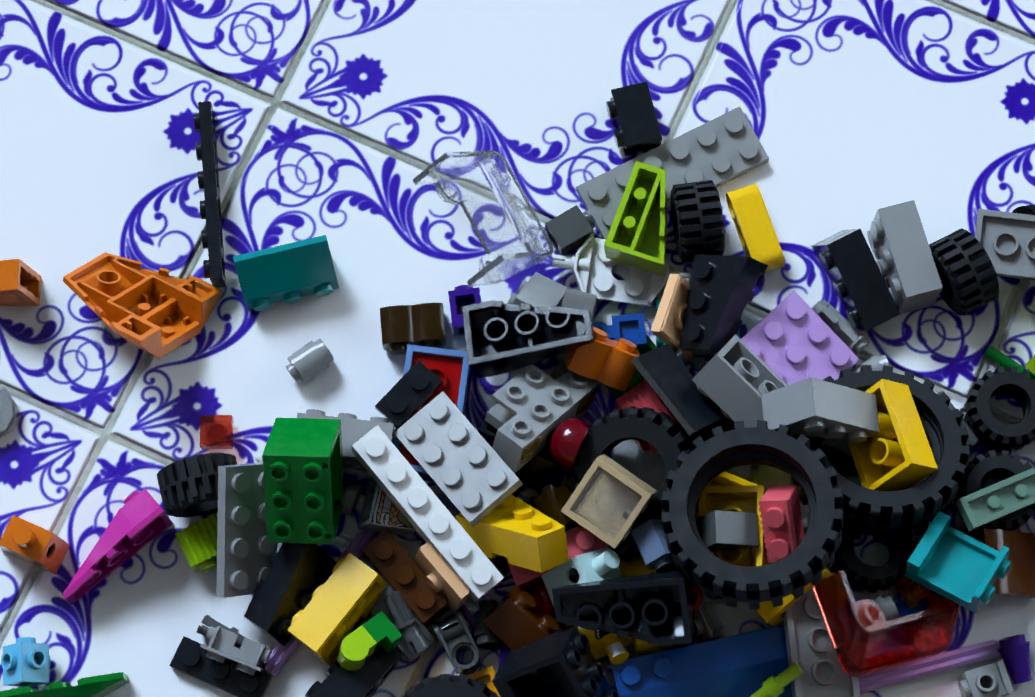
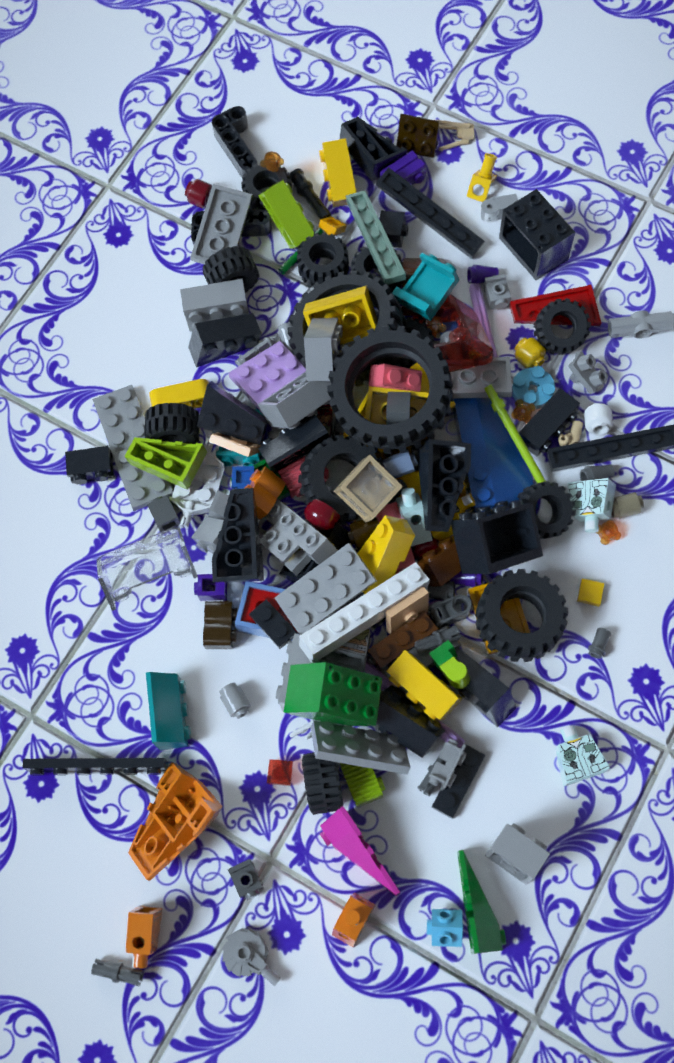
camera: 80 degrees left, 5 degrees down
(86, 408) = (243, 869): none -> dark grey brick

